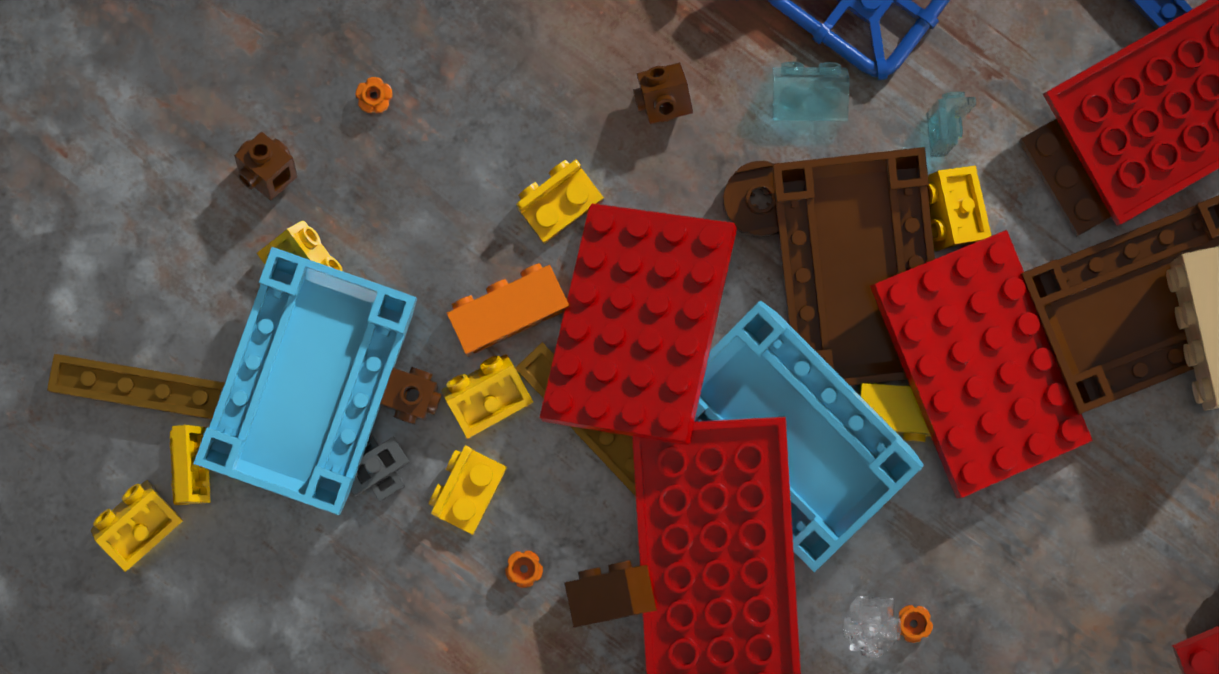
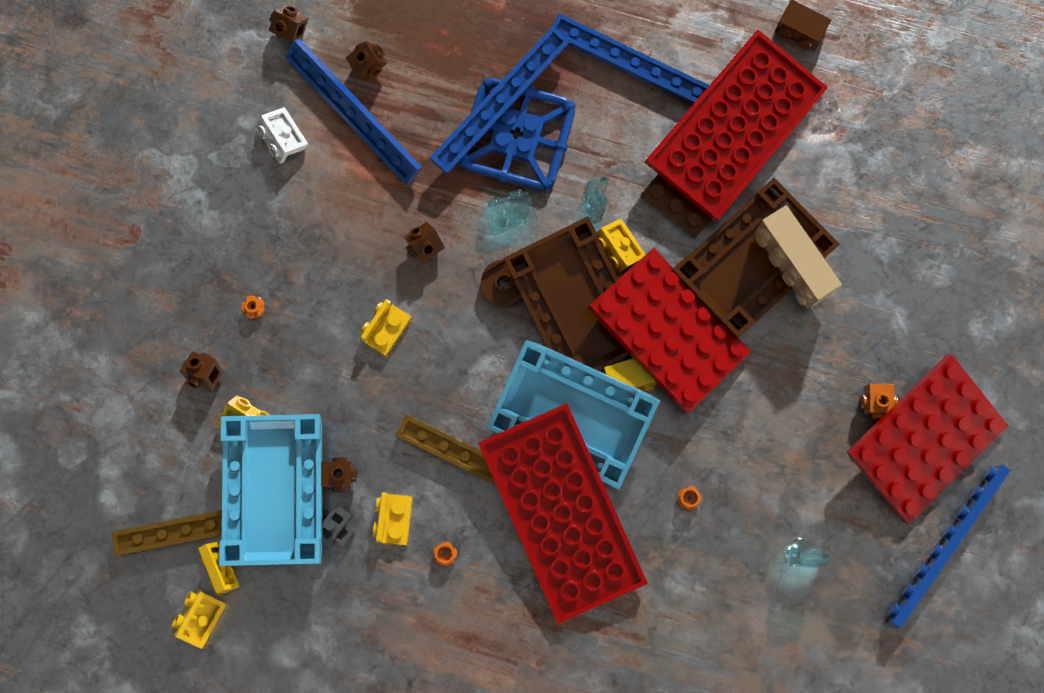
camera: 25 degrees left, 5 degrees down
(486, 395) = (384, 458): yellow bracket -> none
(507, 309) = (378, 402): orange brick -> none
(609, 595) = (503, 549): reddish brown brick -> none
(639, 323) = (459, 381): red plate -> none
(872, 625) = (665, 508): clear brick -> none

